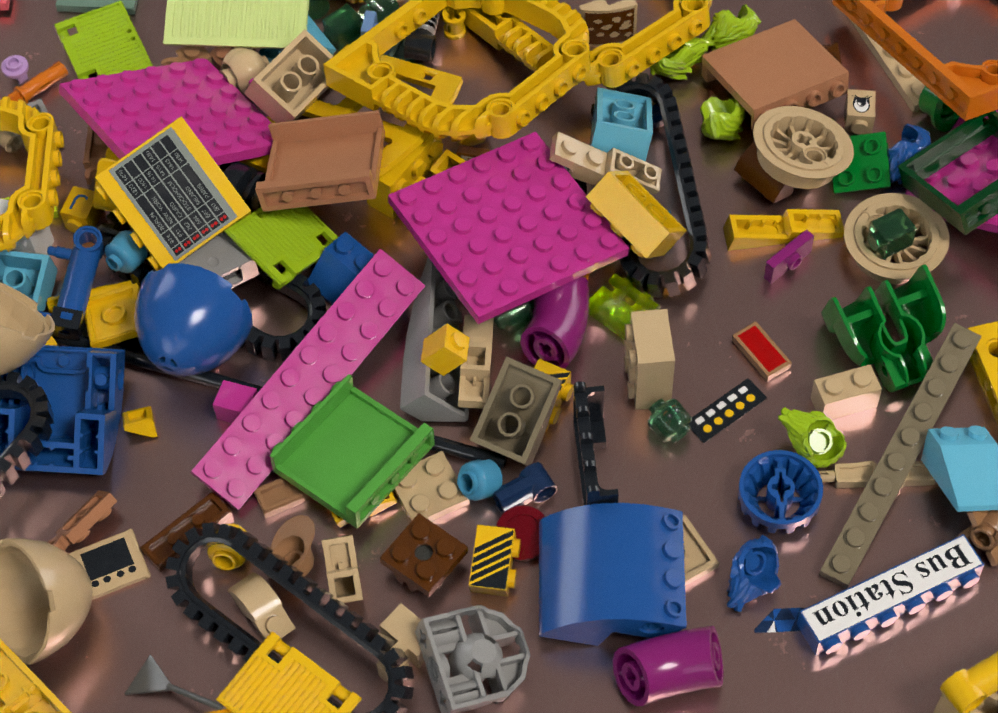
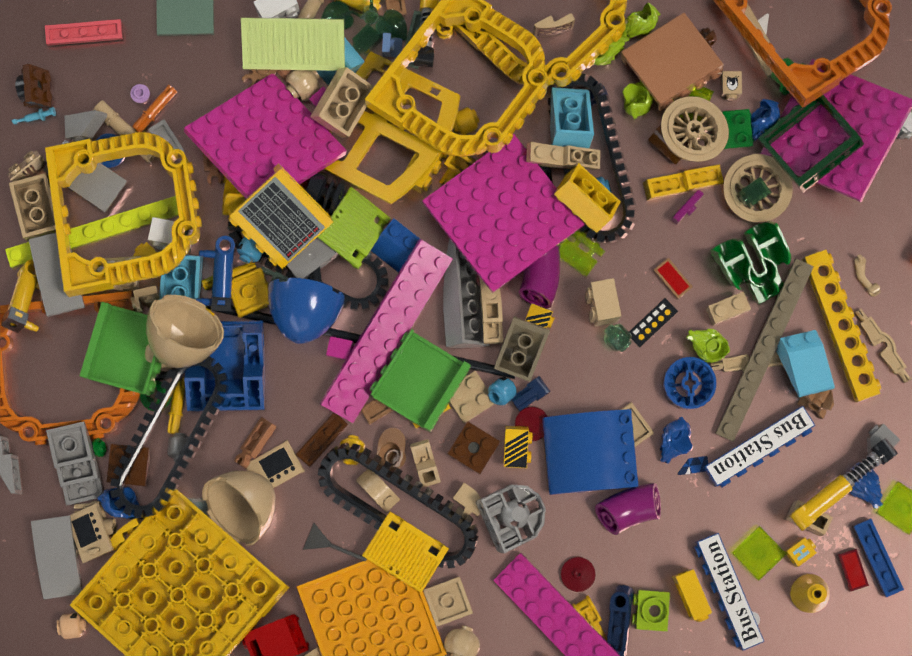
camera: 10 degrees left, 25 degrees up
(79, 209) = (210, 209): yellow brick -> none
(103, 42) = (199, 69): lime window -> none
(140, 422) = (278, 365): yellow slope -> none
(323, 161) = (375, 178): nougat panel -> none
(445, 349) = (472, 309): yellow brick -> none
(590, 435) = (566, 349): black hinge -> none

